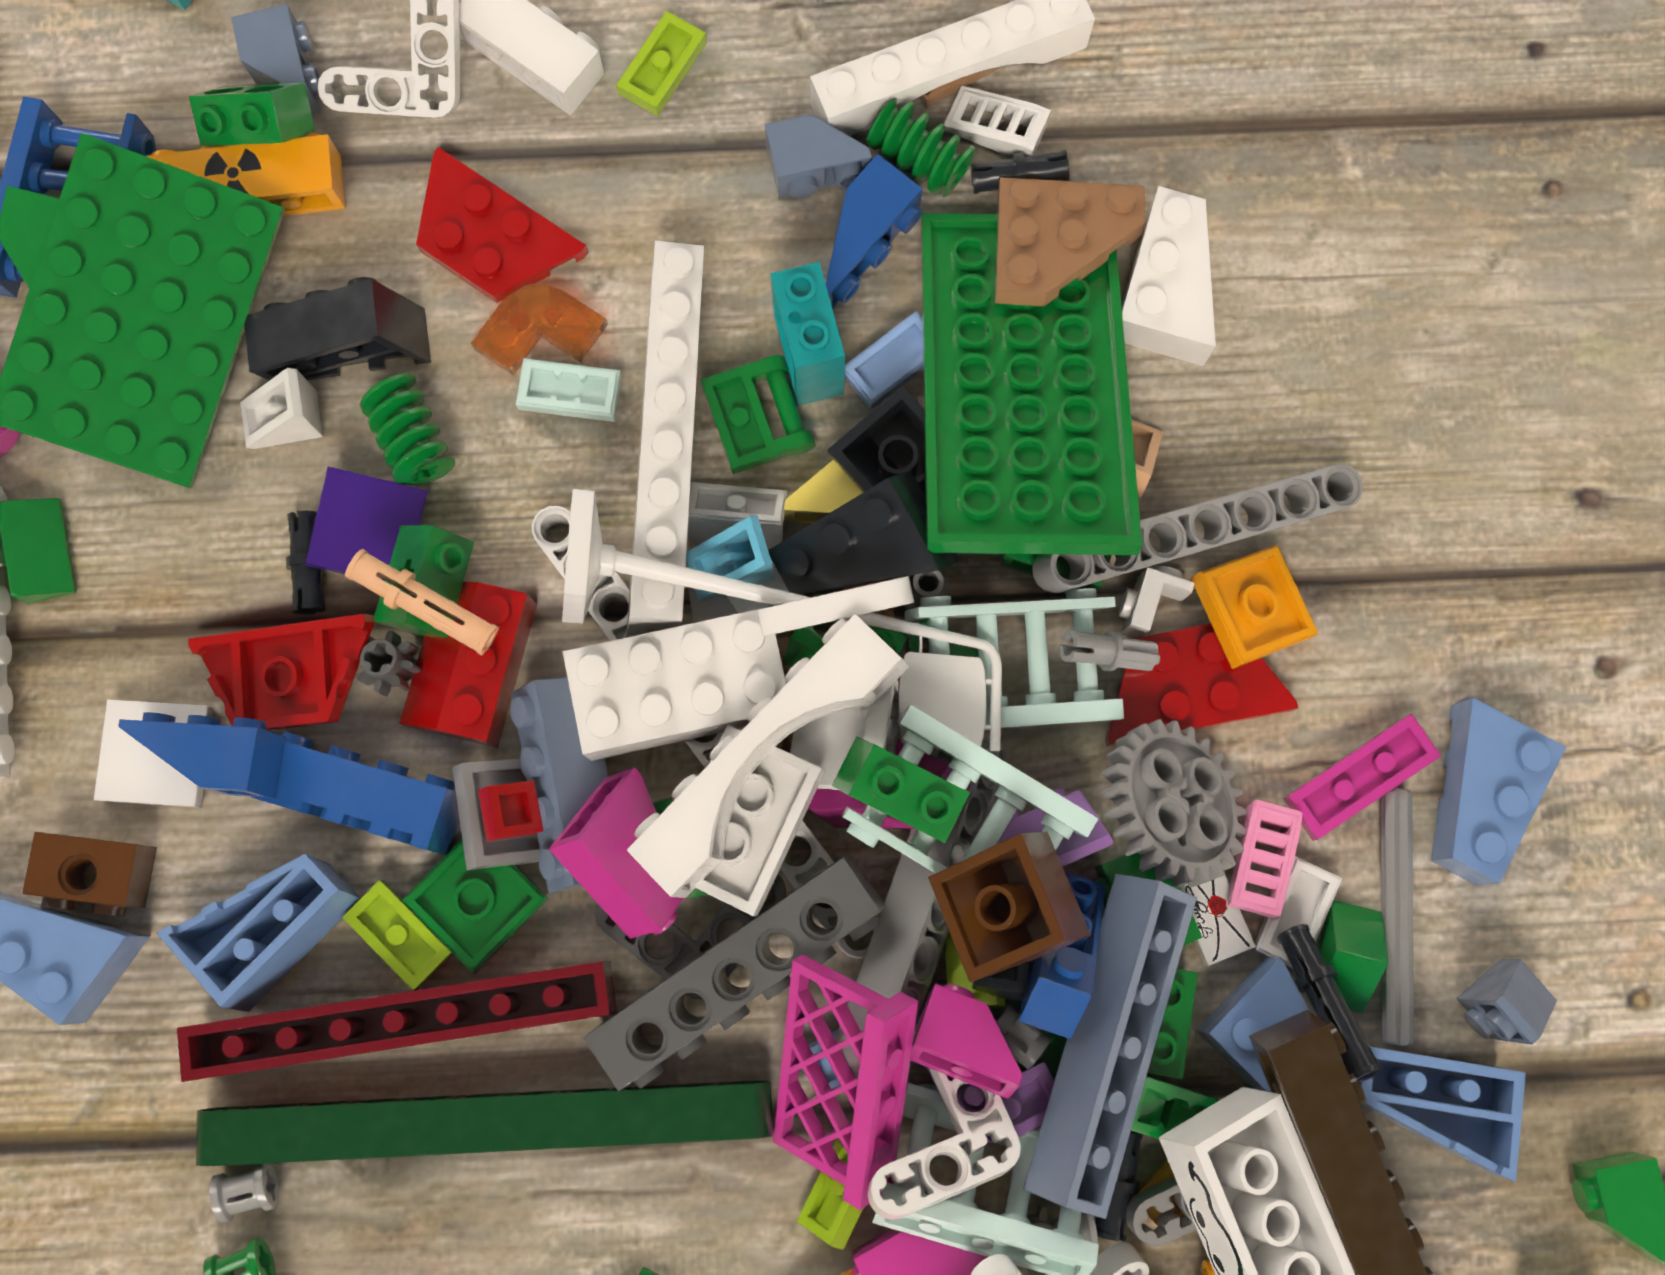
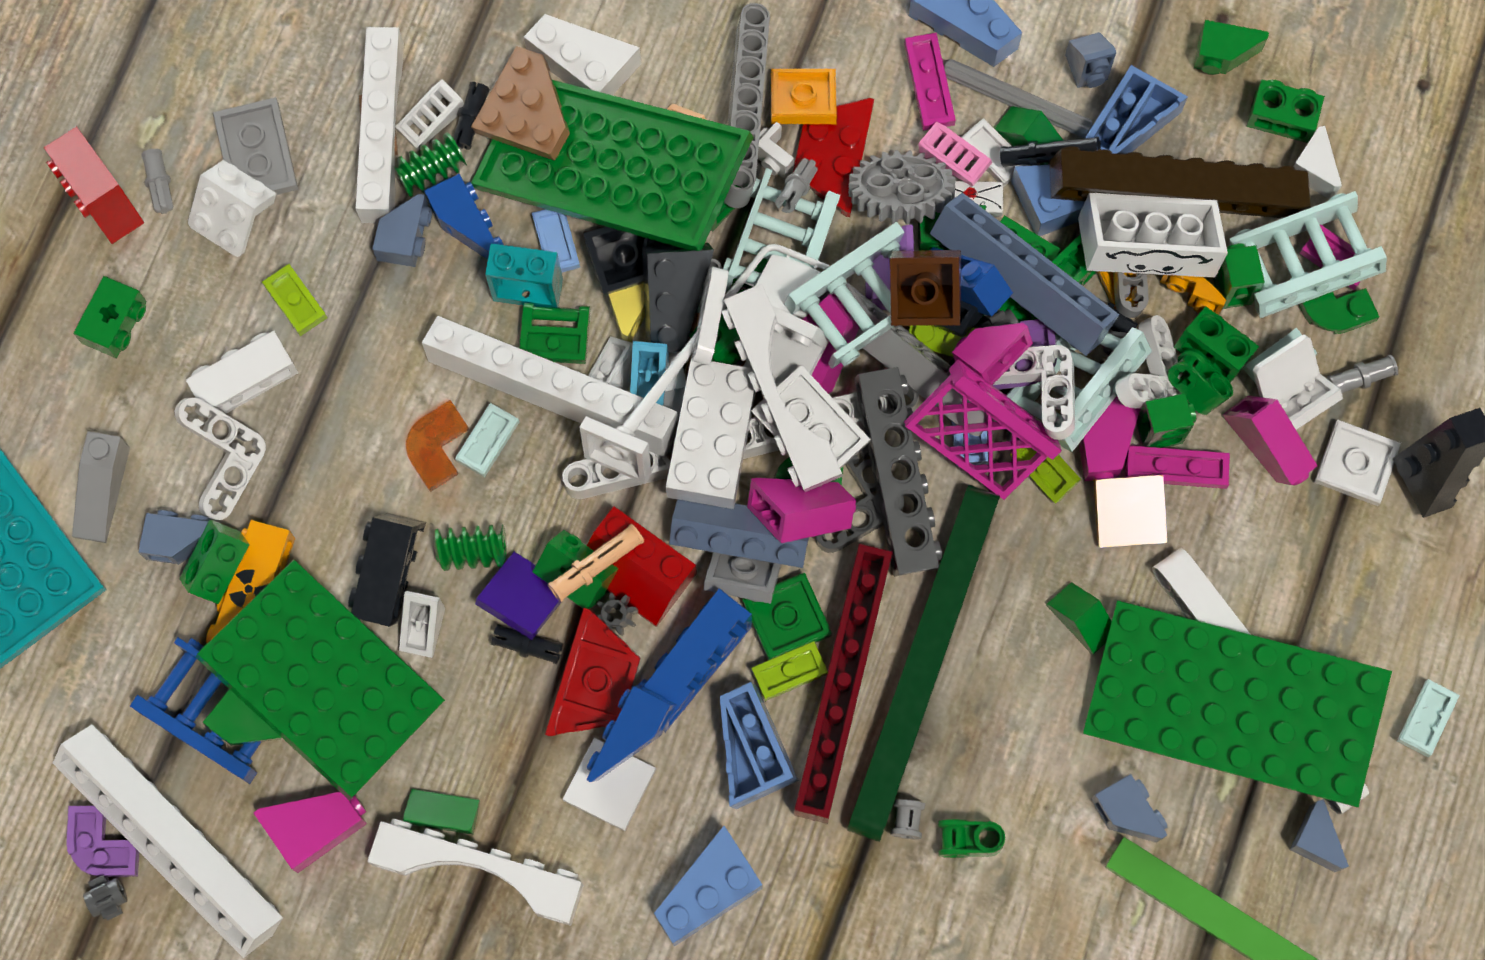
camera: 65 degrees left, 5 degrees down
(58, 869) = (671, 824): reddish brown brick -> none
(487, 232) = (356, 452): red wing -> none
(510, 810) = (746, 562): red plate -> none
(900, 789) = (835, 316): green brick -> none

